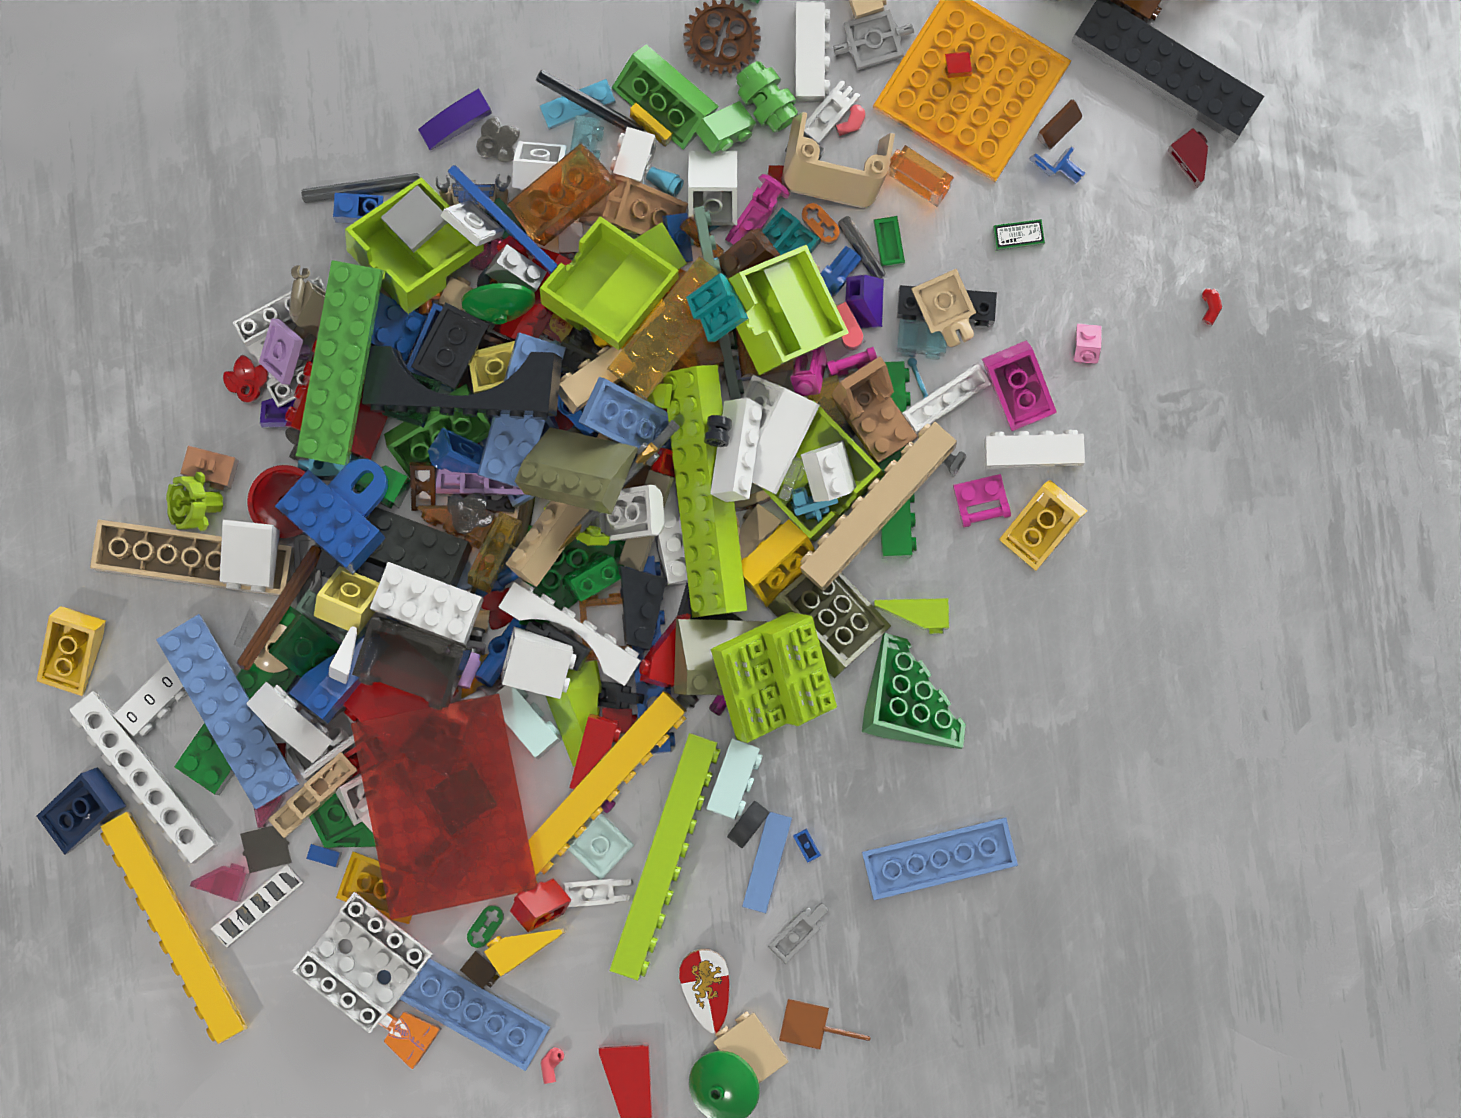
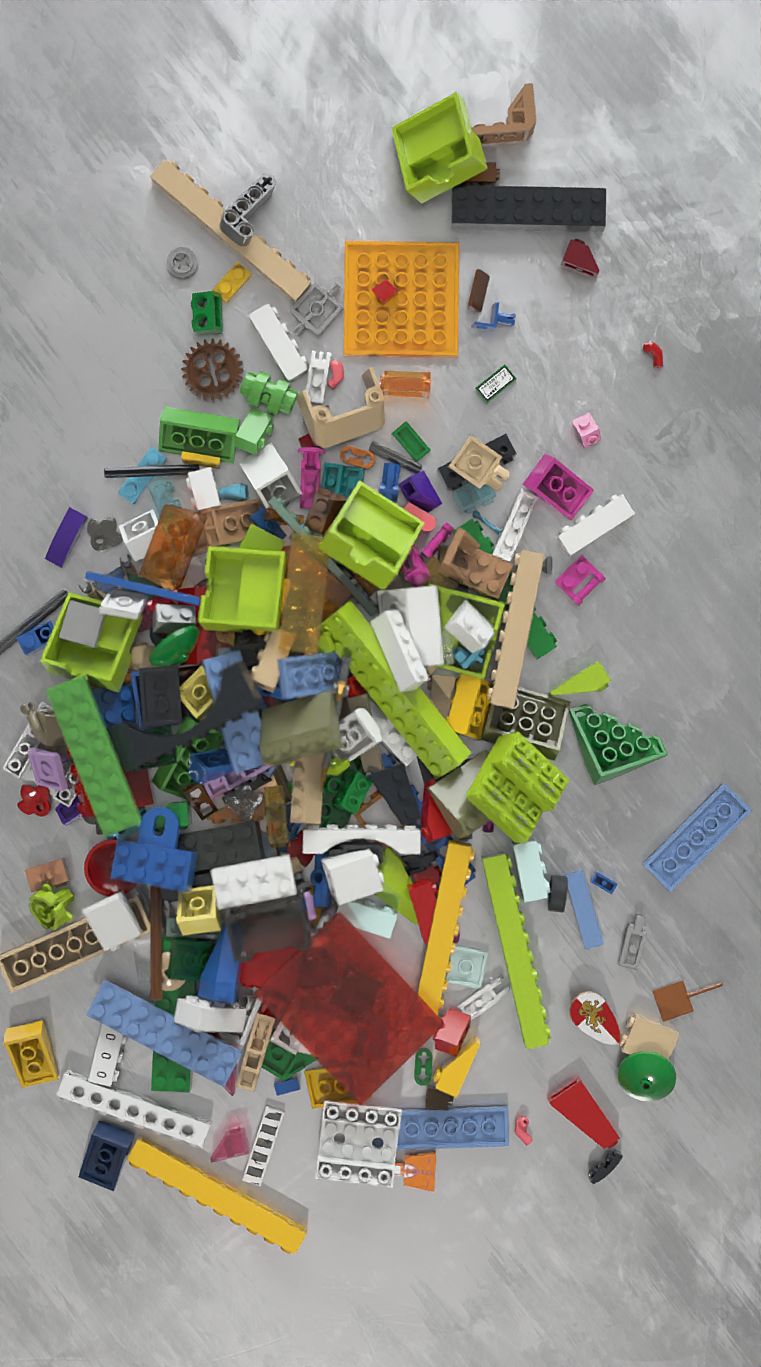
camera: 35 degrees left, 5 degrees up
(265, 849) = (244, 1105): clear smoke piece -> none
(341, 664) = (222, 955): white slope -> none
(717, 307) = (327, 562): teal slope -> none
(717, 431) = (379, 646): black wheel -> none
(1042, 524) = (631, 572): yellow slope -> none

